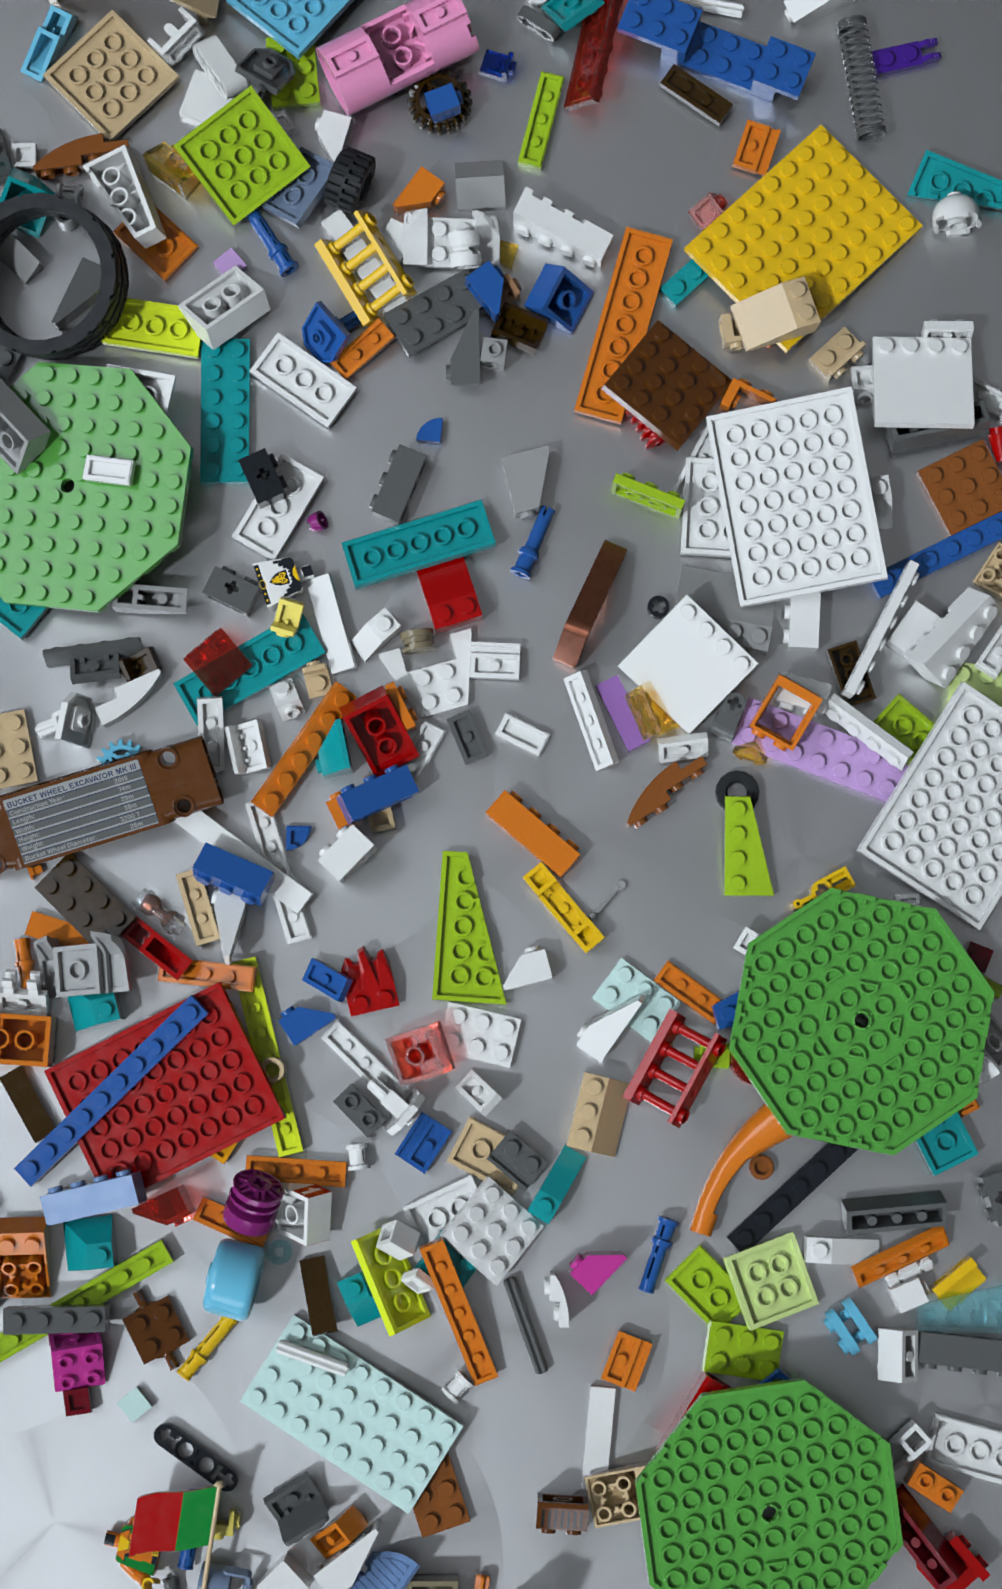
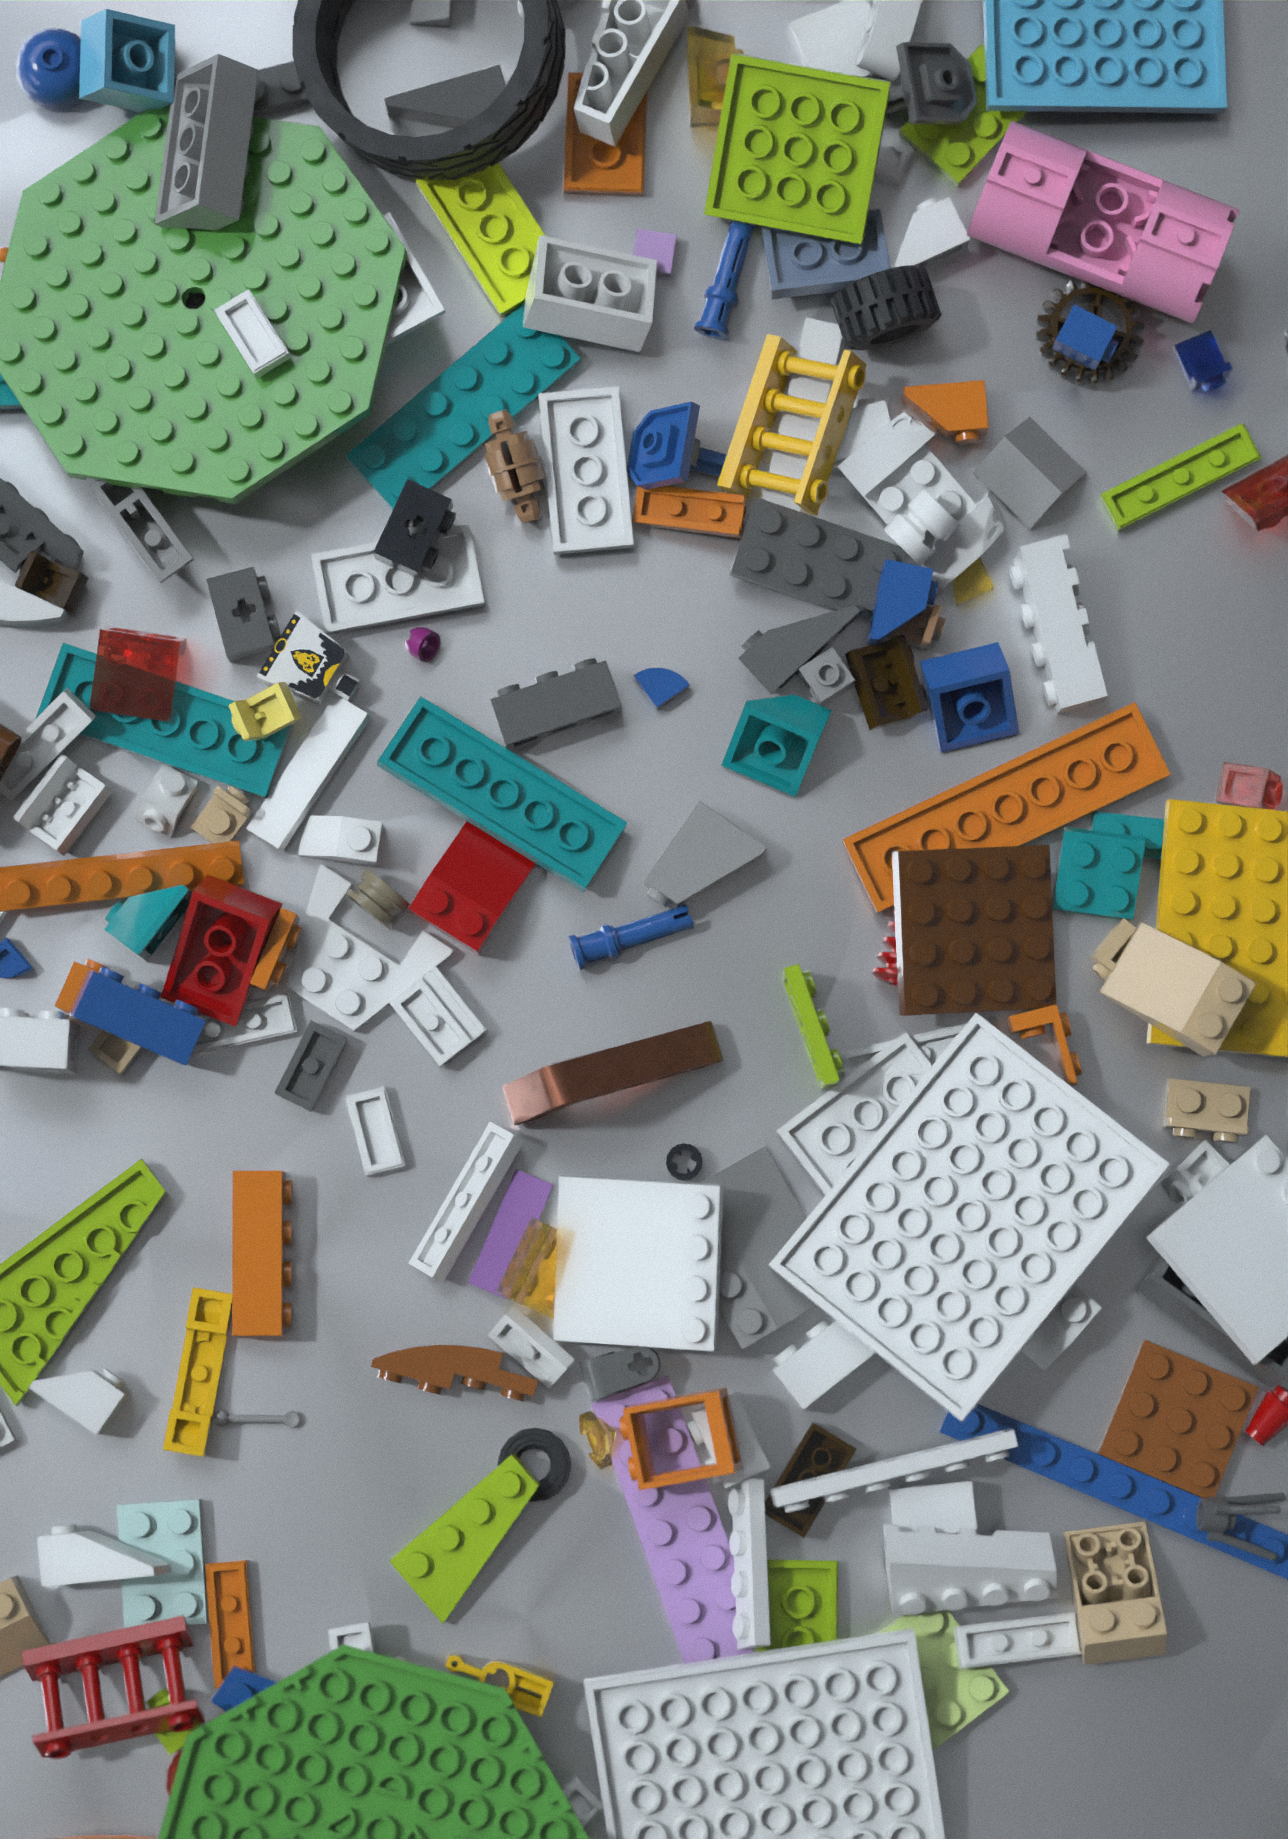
camera: 45 degrees right, 0 degrees up
(276, 401) = (514, 466): none -> medium nougat piece
(503, 400) = (776, 740): none -> teal slope
(689, 309) = (1098, 872): none -> teal plate

